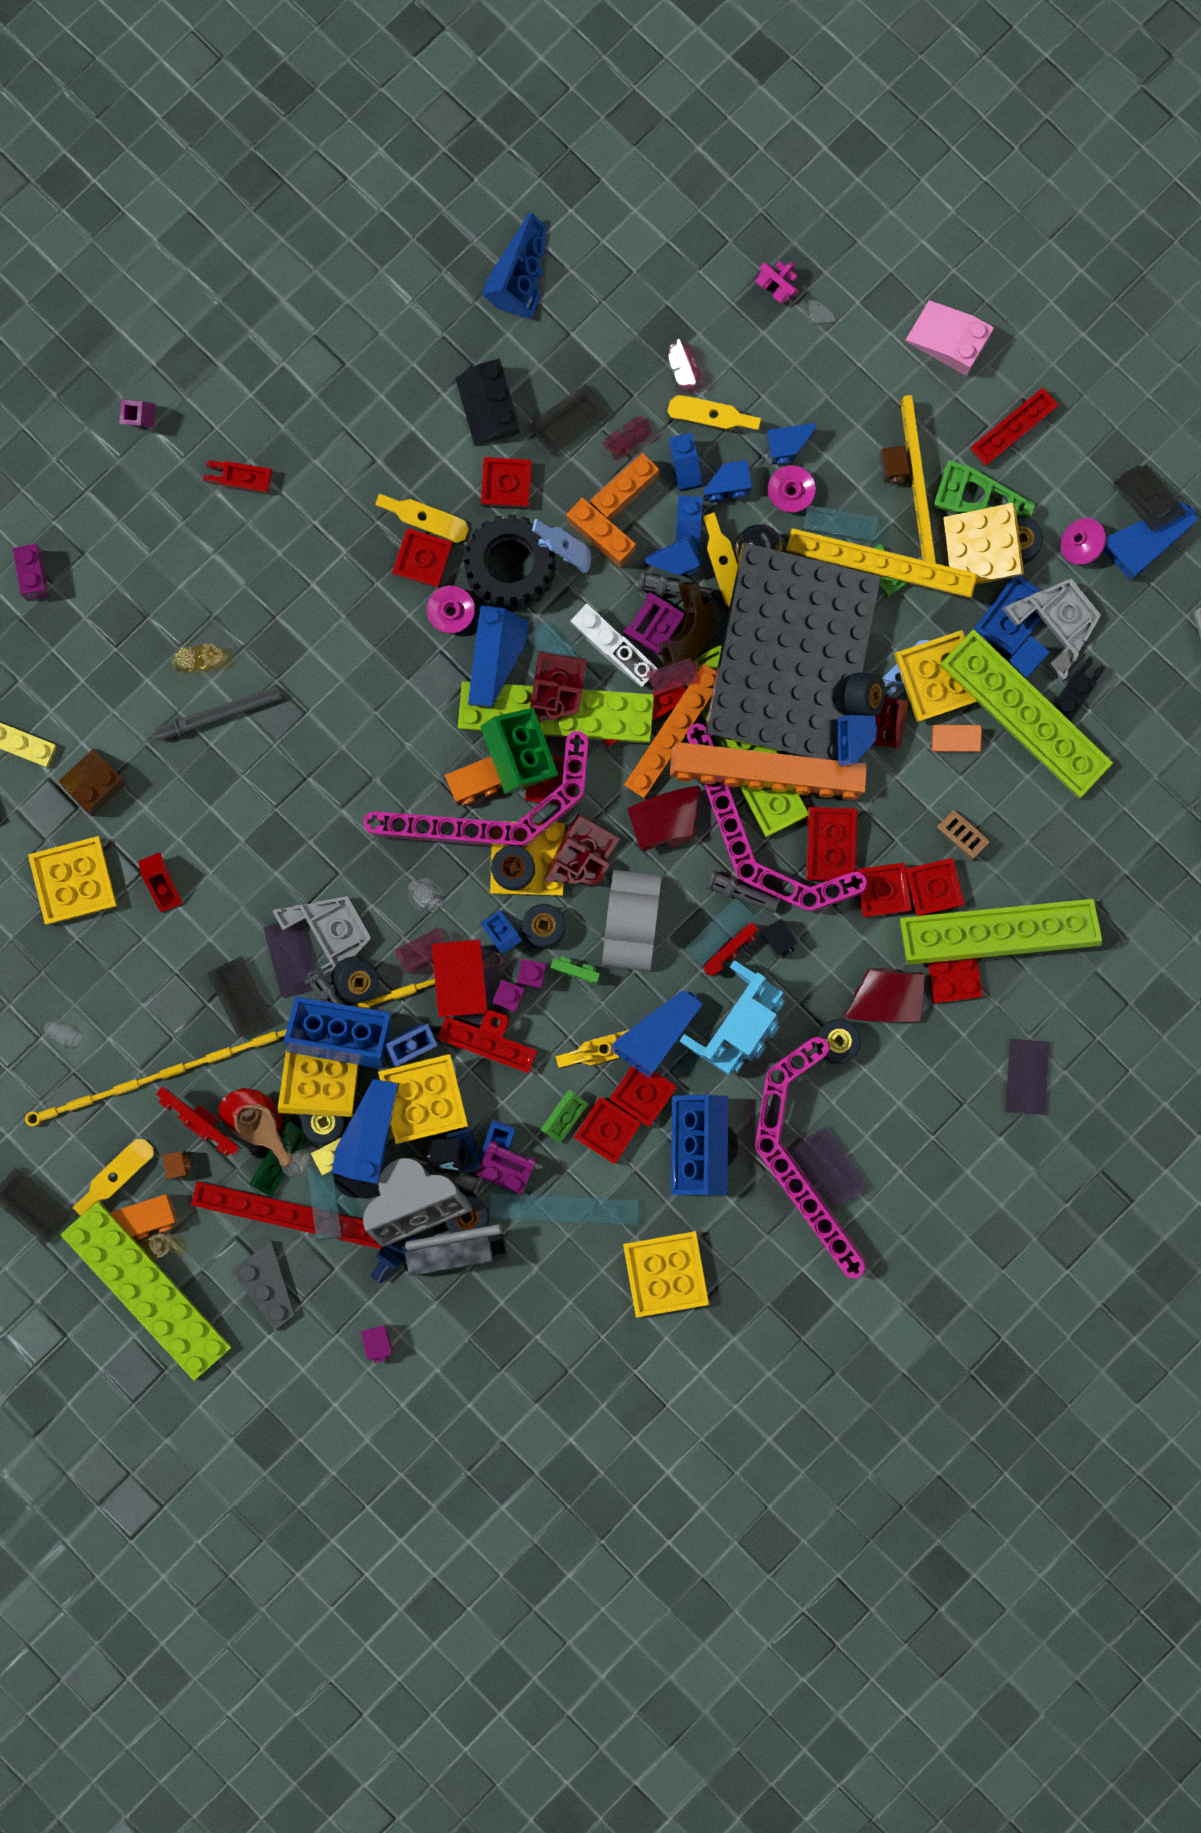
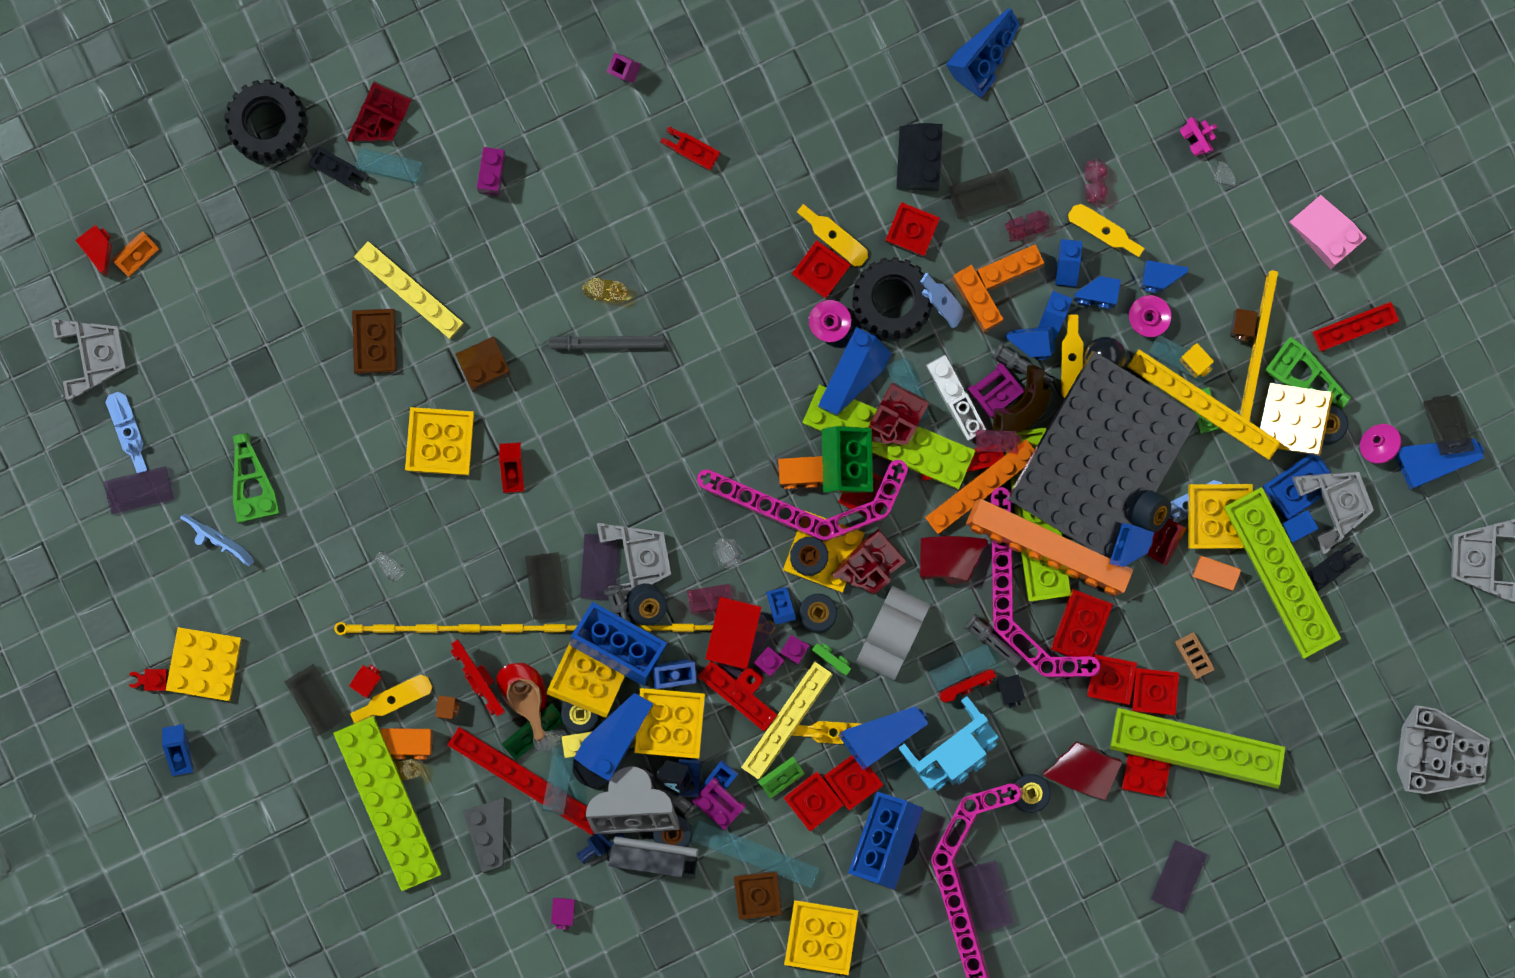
camera: 15 degrees right, 0 degrees up
(78, 1166) = (366, 680): none -> red brick
(549, 1053) = (787, 721): none -> light yellow plate
(581, 1252) = (758, 895): none -> reddish brown plate
(858, 519) = (1197, 361): none -> yellow brick

